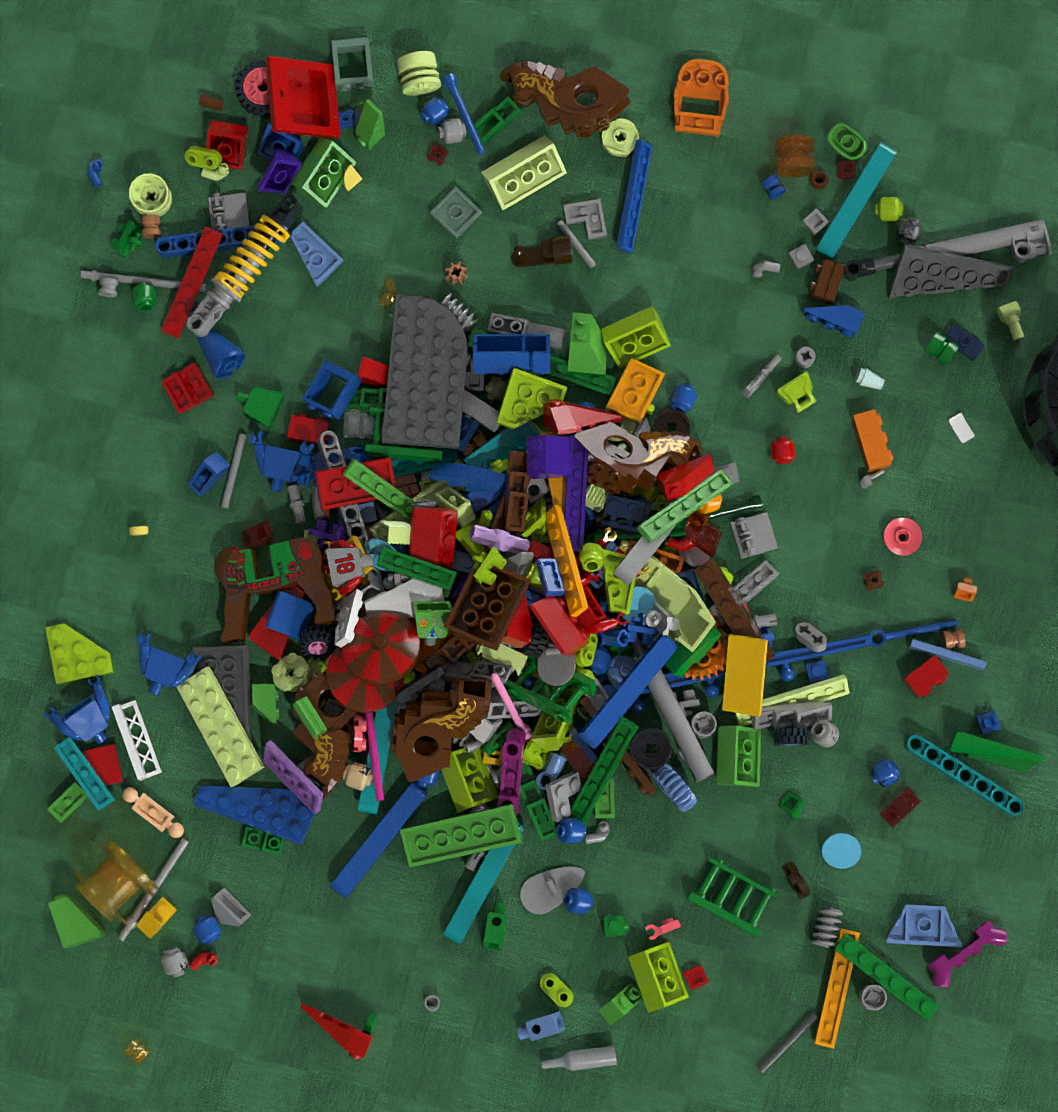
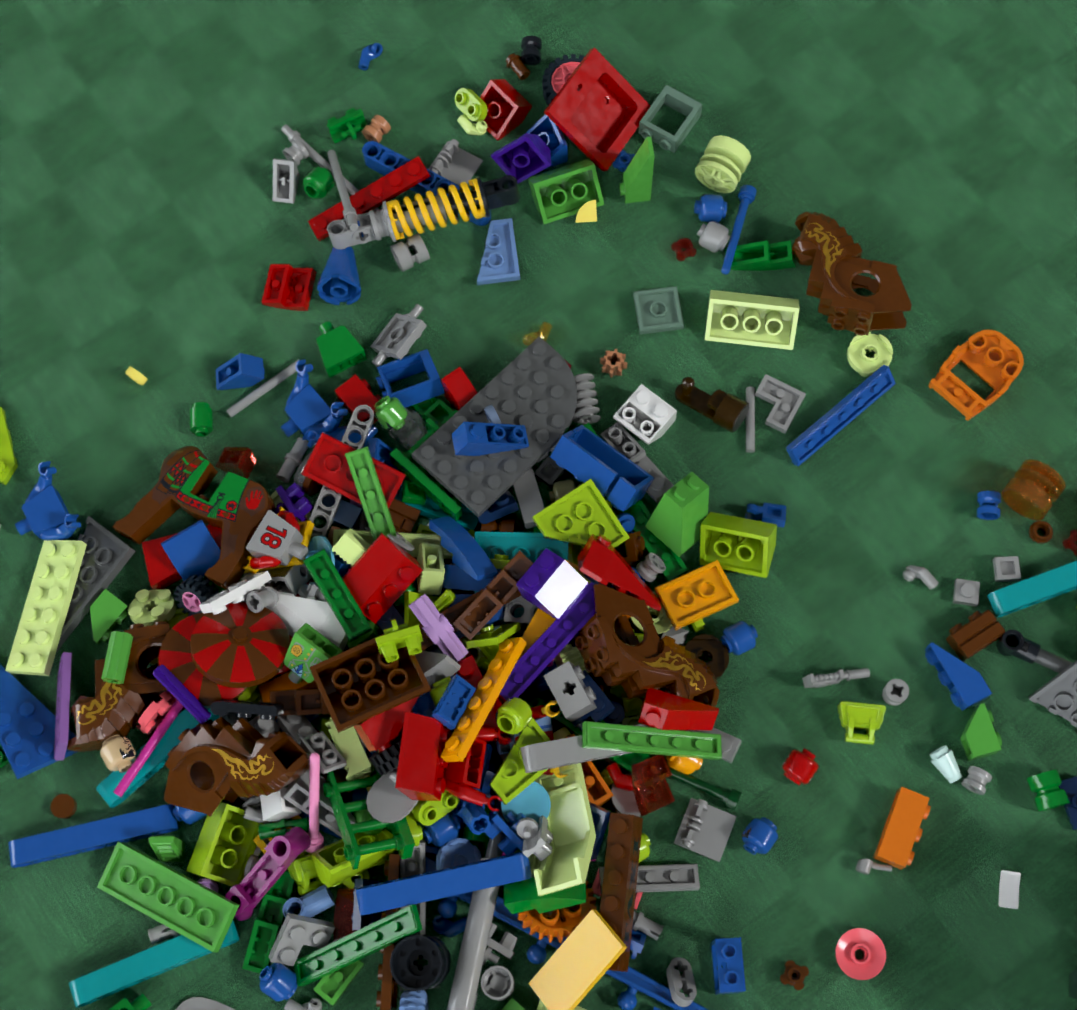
camera: 45 degrees right, 10 degrees down
(119, 314) = (285, 180): none -> light grey slope
(143, 187) = (397, 100): yellowish green wheel -> none
(195, 305) = (349, 212): none -> light grey bar
(209, 81) = (531, 50): none -> black wheel
(210, 525) = (201, 419): none -> green brick
(251, 306) = (403, 256): none -> light grey wheel
(296, 365) = (398, 336): none -> light grey plate
(341, 423) = (390, 413): none -> bright green head
(343, 838) = (63, 806): none -> reddish brown tile
(368, 612) = (258, 600): none -> light grey bush
(371, 707) = (182, 694): none -> dark purple axle
(400, 466) = (412, 494): none -> green tile
(415, 375) = (491, 414): none -> sand blue tile
(426, 391) = (488, 438): none -> blue slope
(435, 809) = (168, 848): none -> bright green slope
(507, 294) = (646, 415): none -> white slope
(553, 376) = (626, 521): none -> blue plate
(572, 390) = (634, 548): none -> reddish brown bracket
(592, 395) = (651, 567): none -> light grey wheel
(600, 514) = (560, 681): none -> light grey brick
(640, 299) = (768, 513): none -> blue plate
(647, 717) = (448, 928): none -> blue arm
(790, 513) = (759, 836): none -> blue head
(831, 600) = (729, 977): none -> blue window
(875, 344) = (979, 735): none -> bright green slope
(894, 375) = (976, 780): none -> light grey wheel

